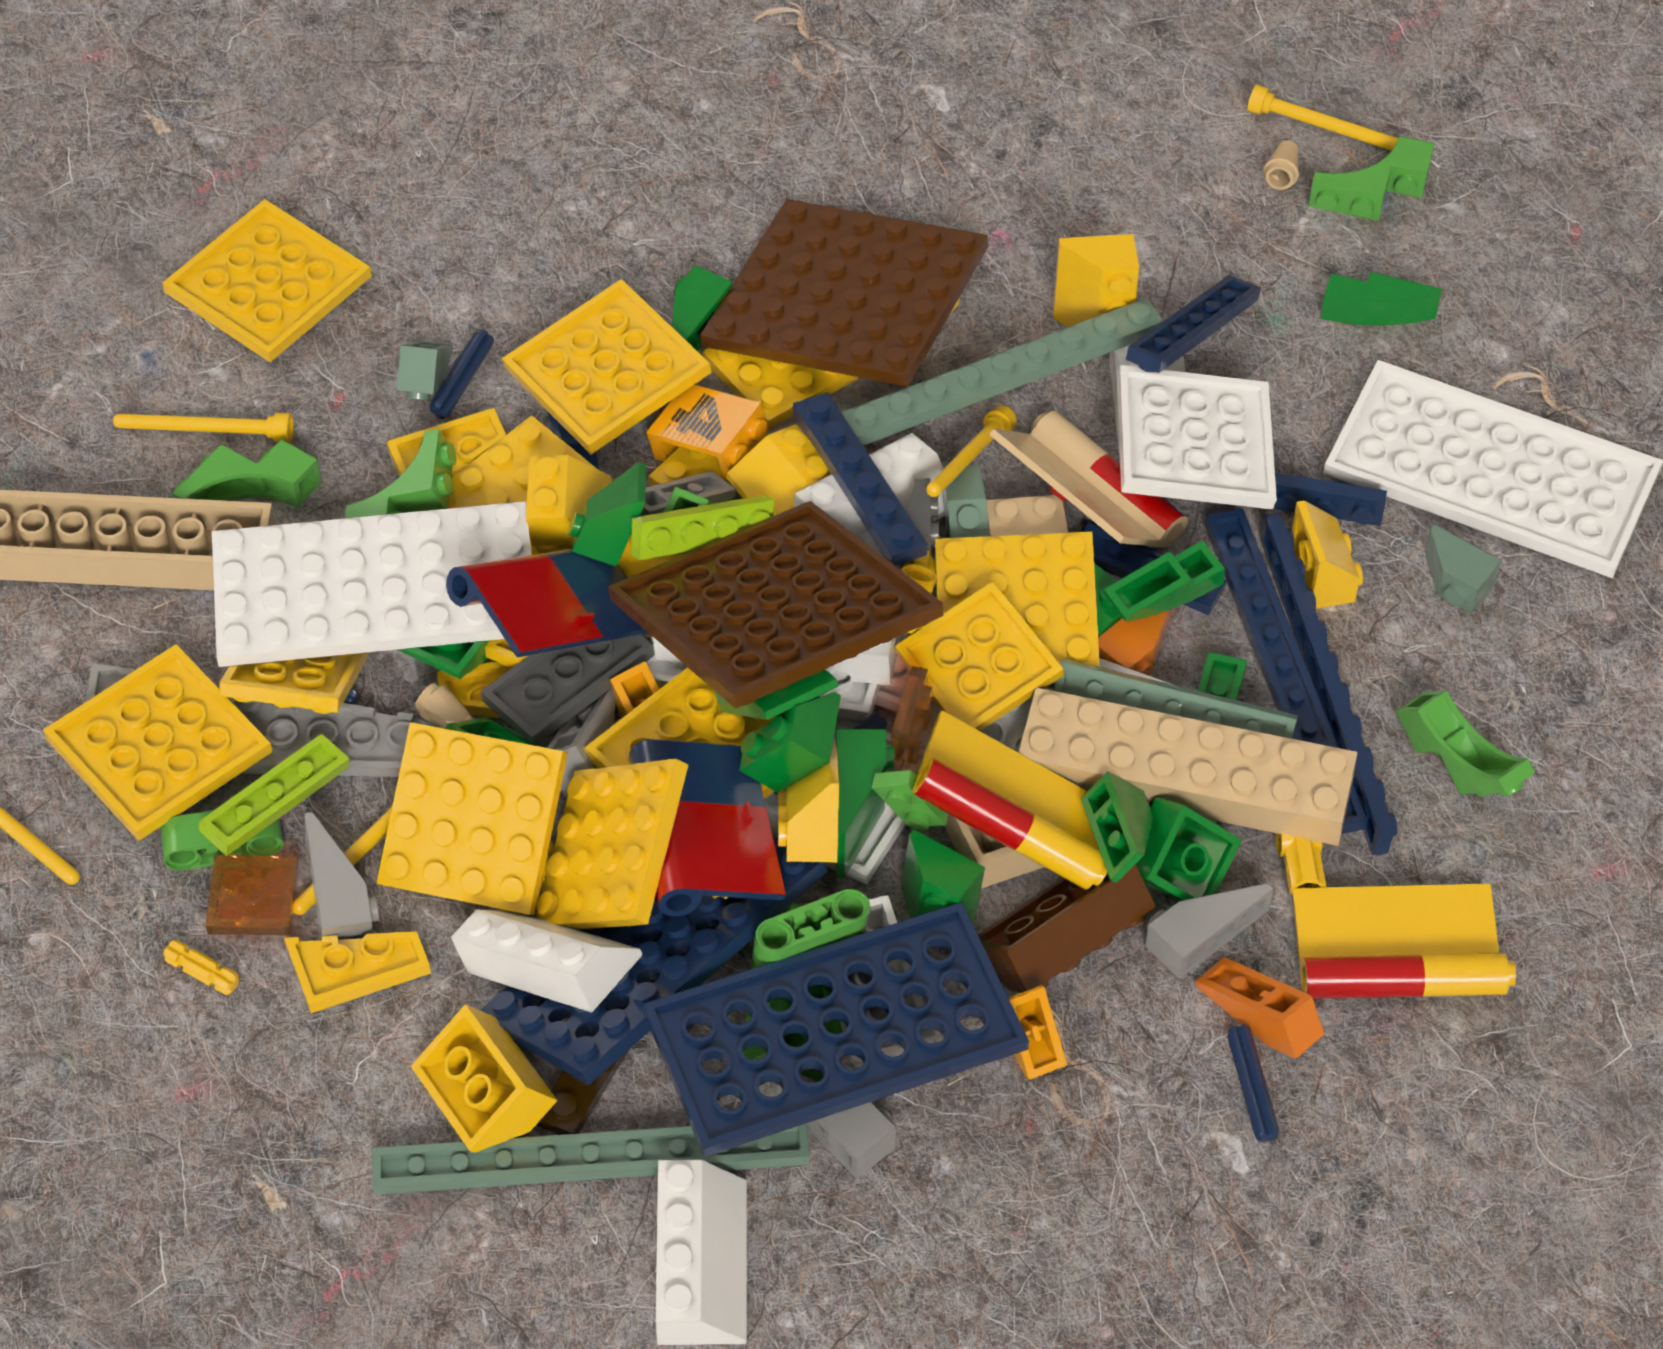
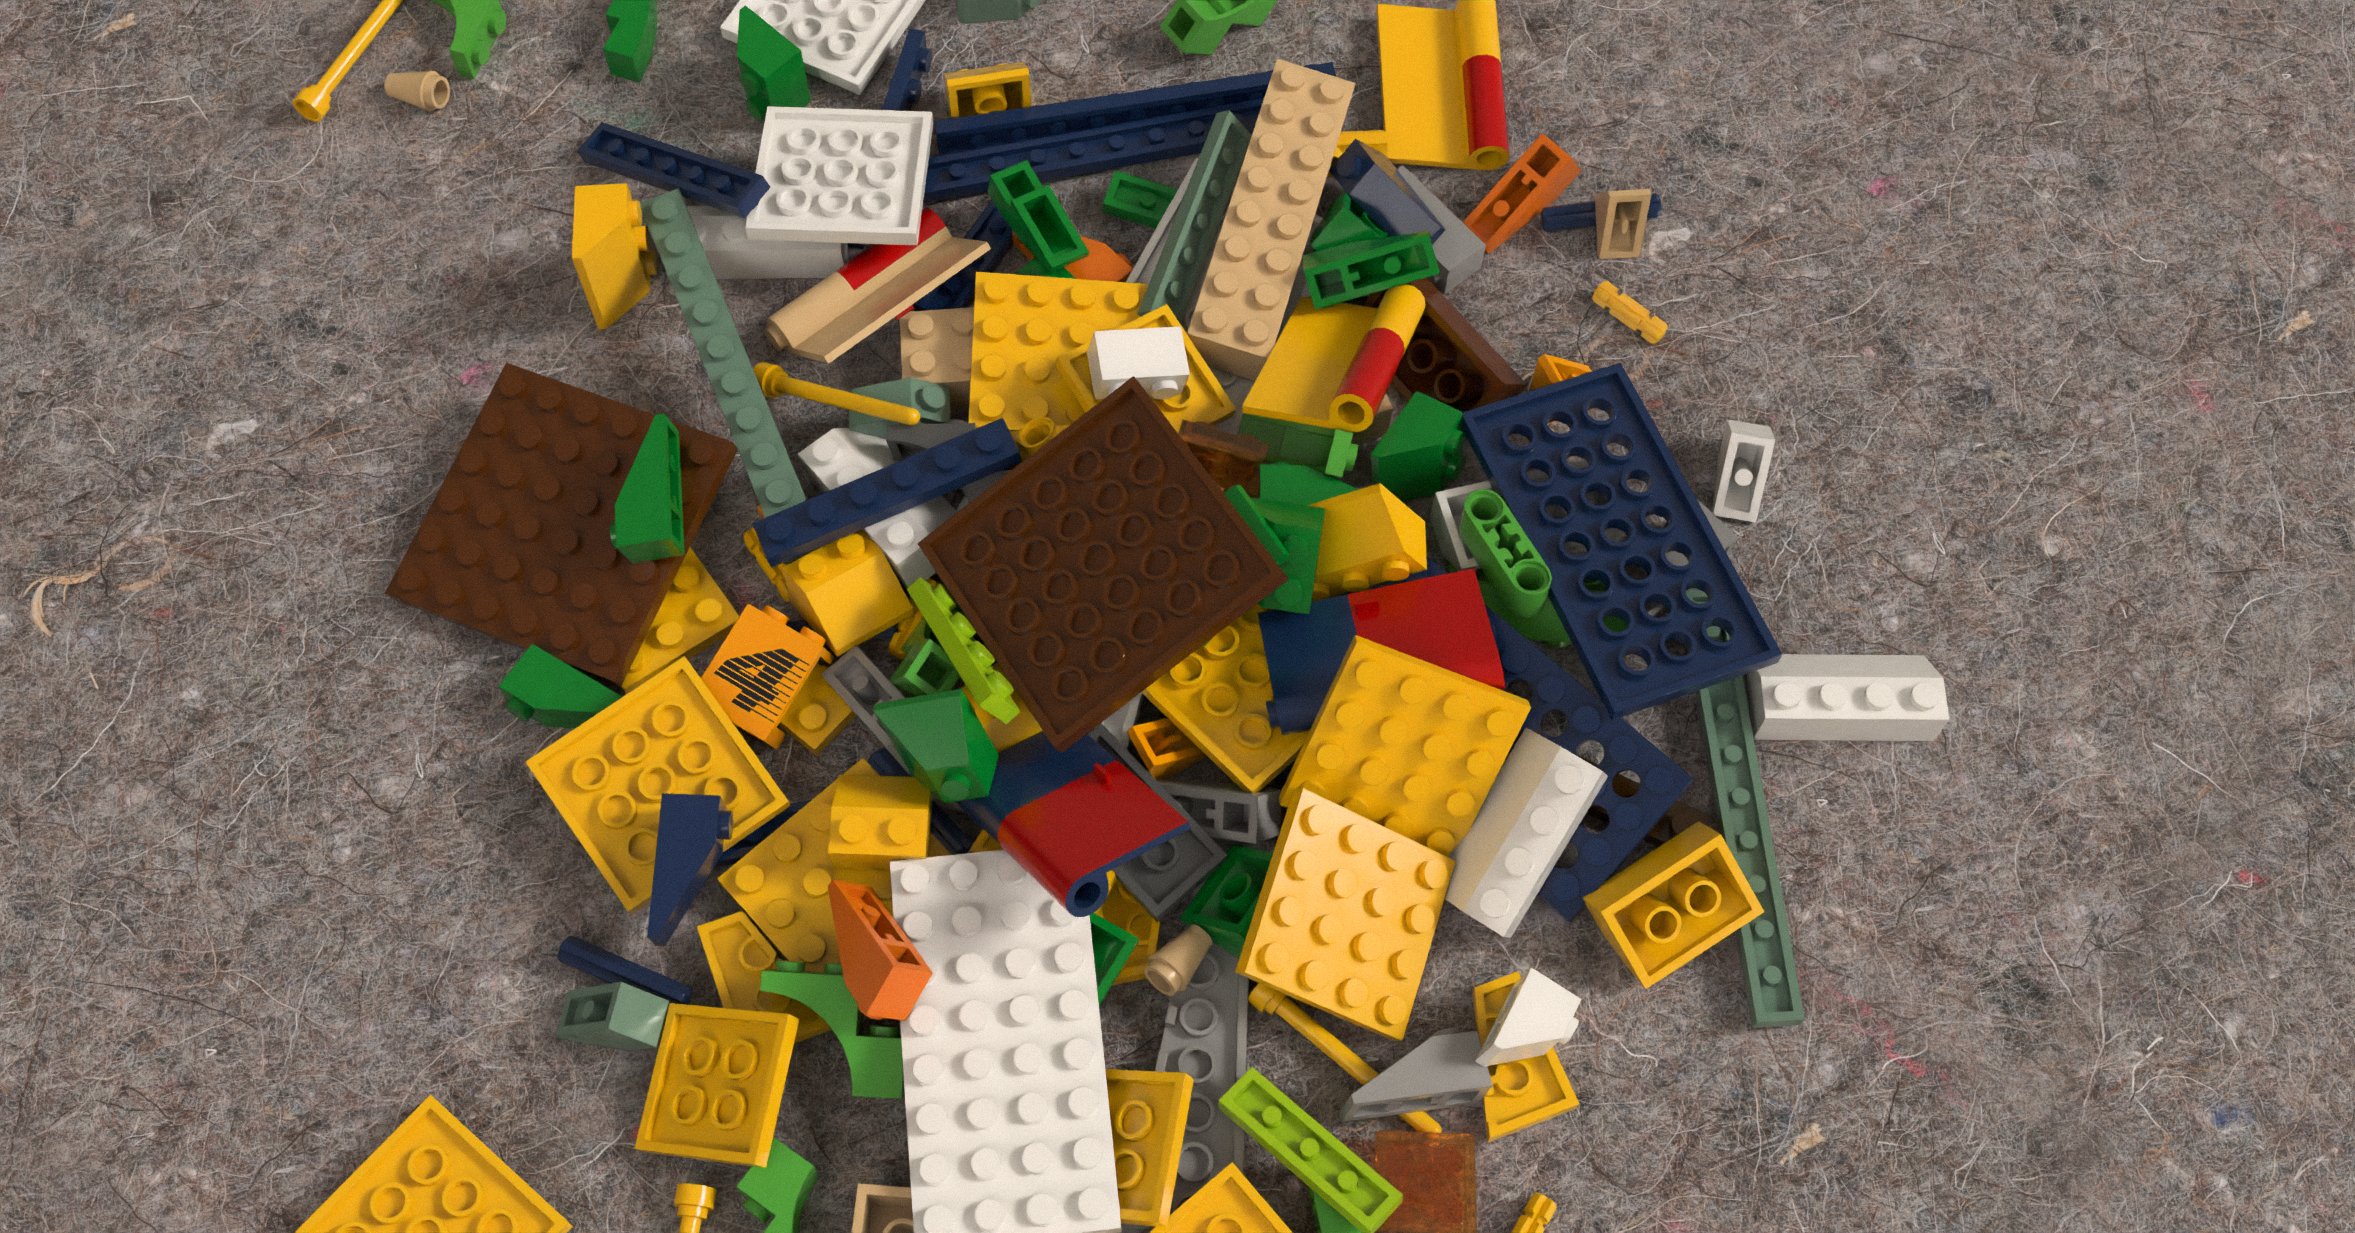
camera: 90 degrees left, 10 degrees up
(360, 423) = (717, 1084): none -> yellow plate
(373, 953) = (1530, 1021): none -> white slope
(448, 488) = (875, 953): none -> orange slope
(536, 377) = (686, 852): none -> dark blue slope
(848, 322) = (650, 501): none -> green slope
(947, 1182) = (1742, 470): none -> white slope
(986, 636) = (1148, 354): none -> white brick
(1131, 1102) = (1629, 312): none -> yellow axle
(1230, 865) = (1383, 192): none -> slope
(1232, 1084) = (1621, 222): none -> tan slope
(1323, 388) = (769, 67): none -> green slope

